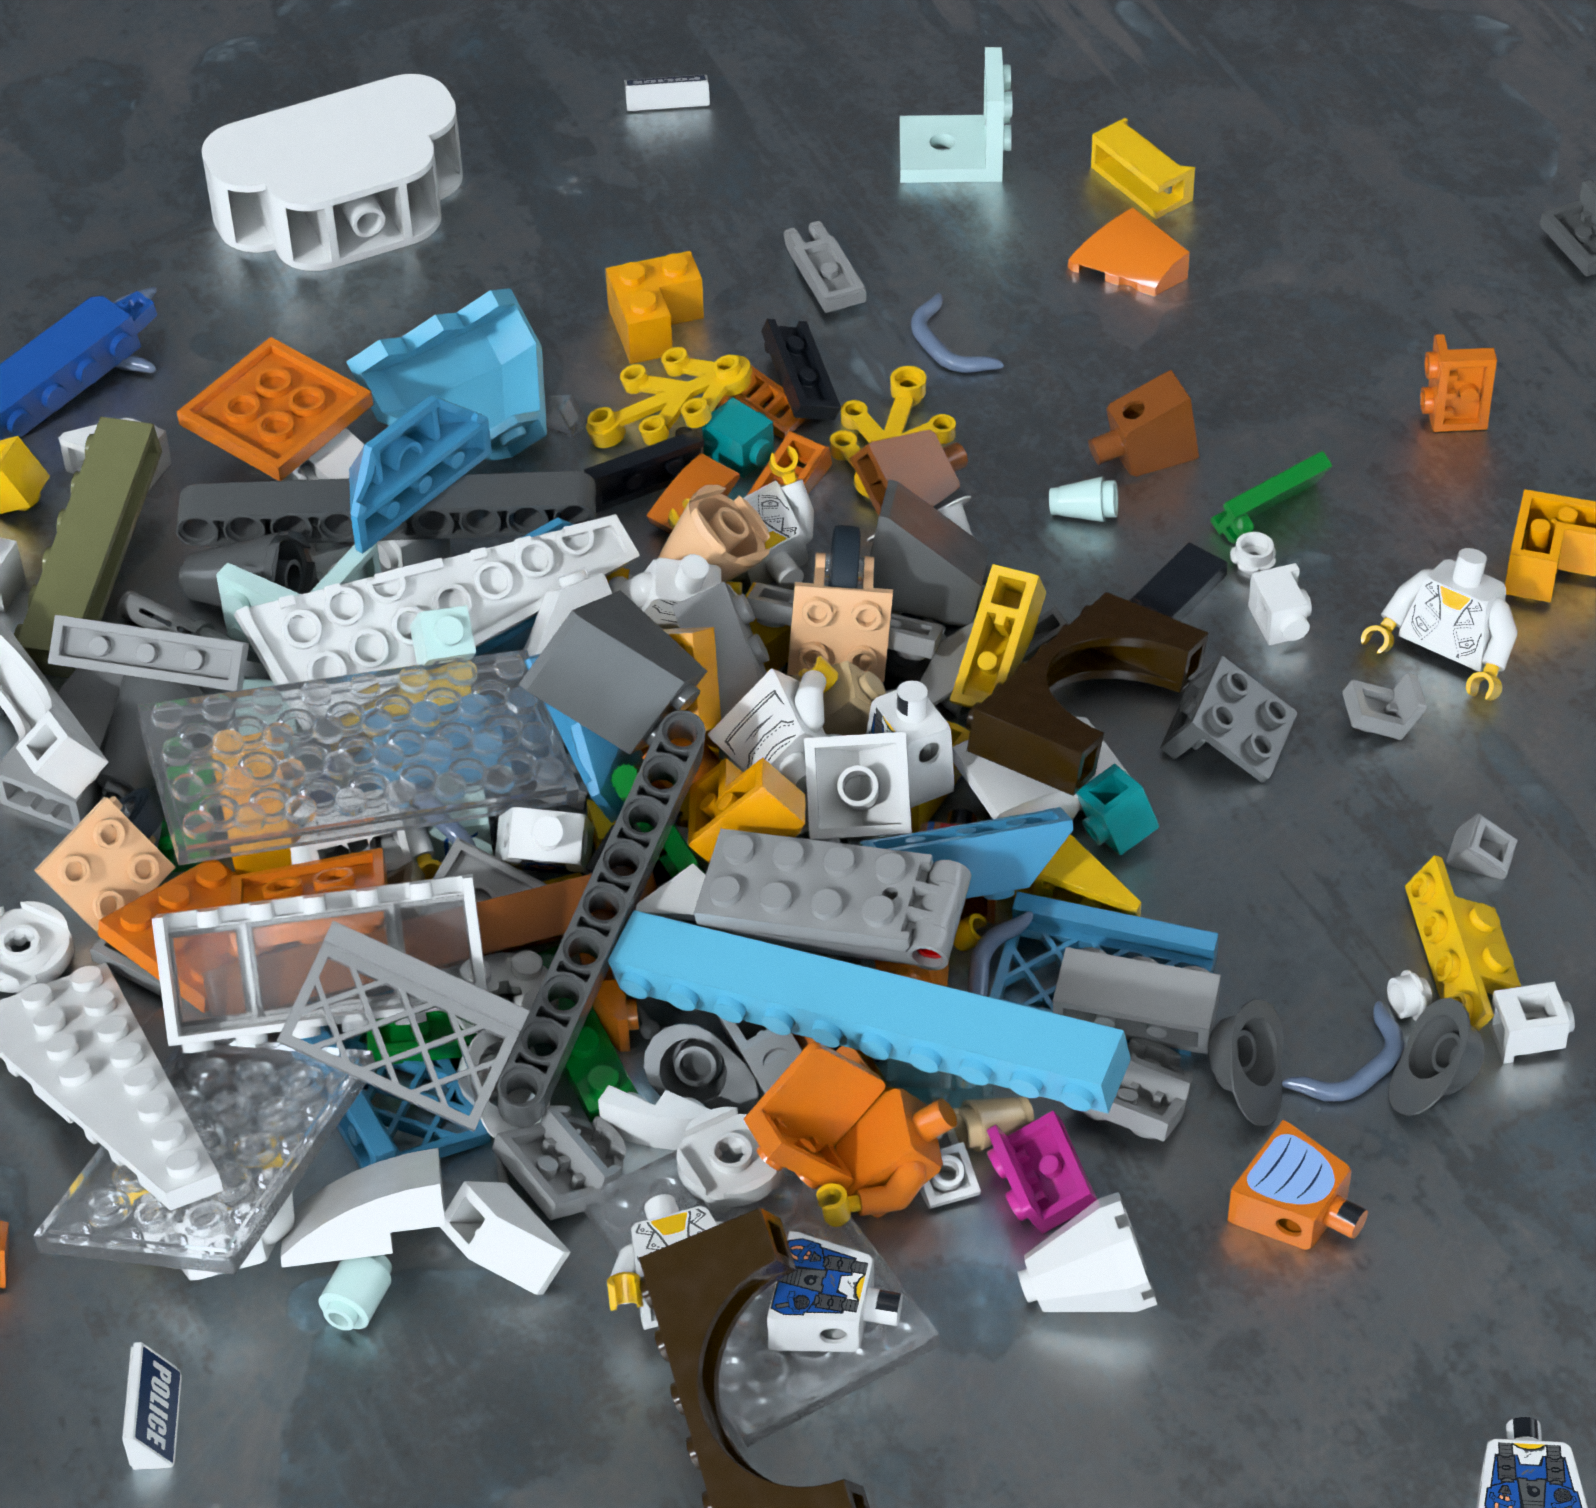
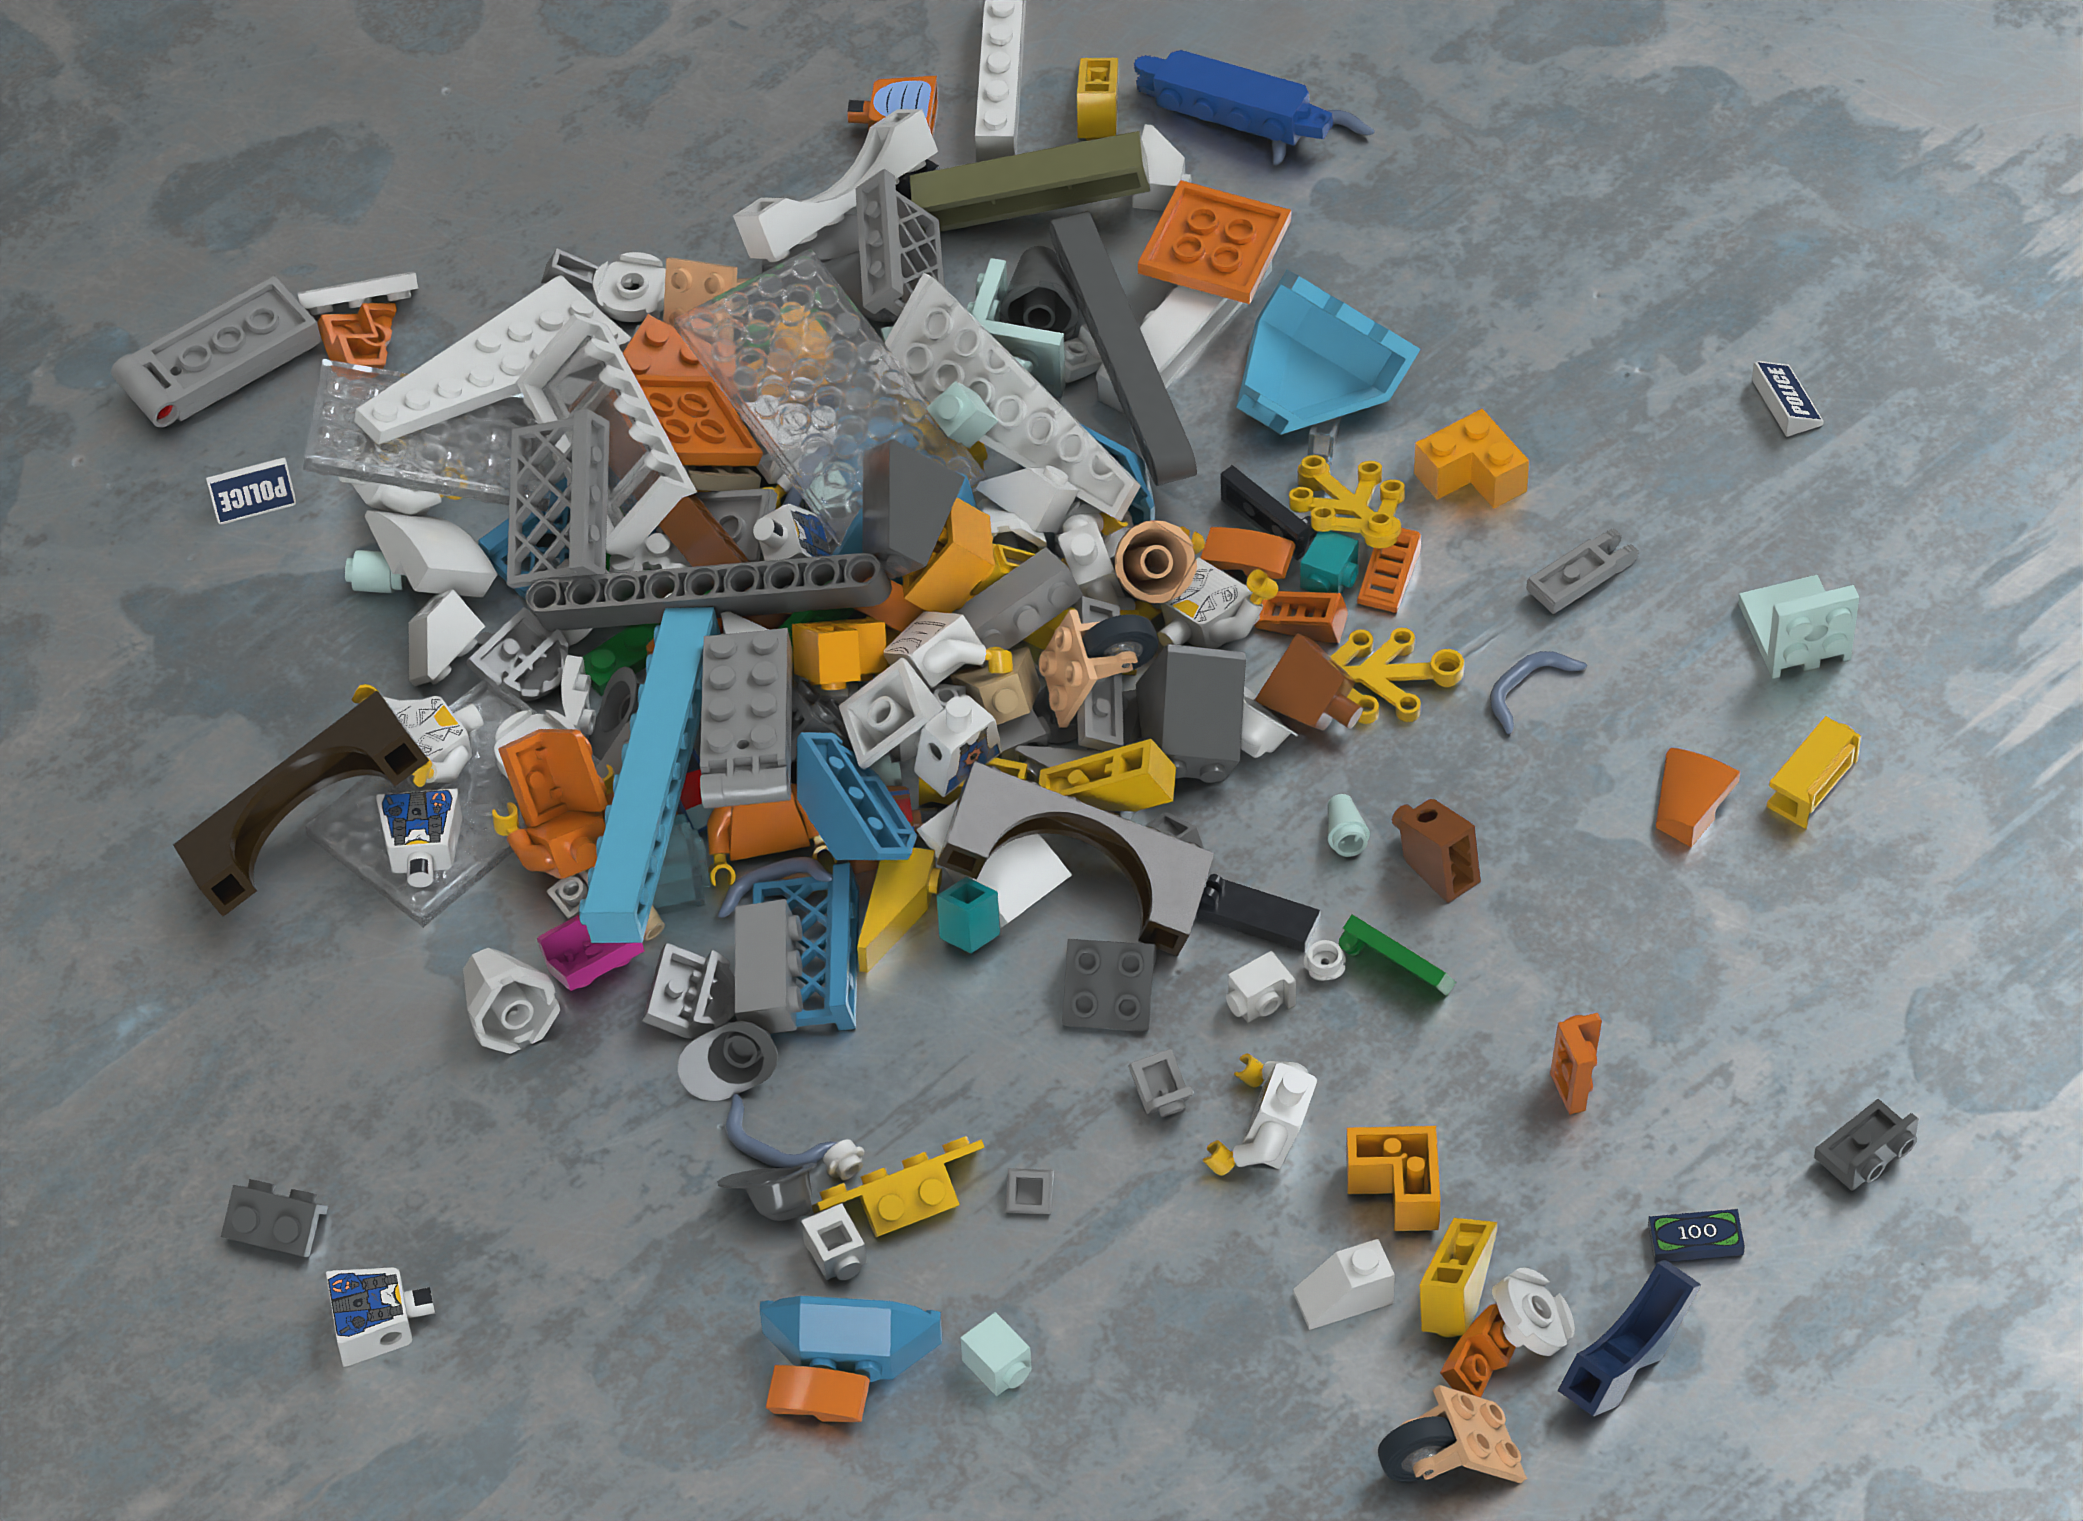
camera: 75 degrees right, 5 degrees up
(142, 609) = (993, 247): light grey pin -> none
(337, 173) = (1544, 199): white brick -> none
(413, 465) = (1123, 331): dark azure wedge -> none
(801, 370) = (1430, 584): black hinge -> none
(1295, 1191) = (618, 1115): torso -> none

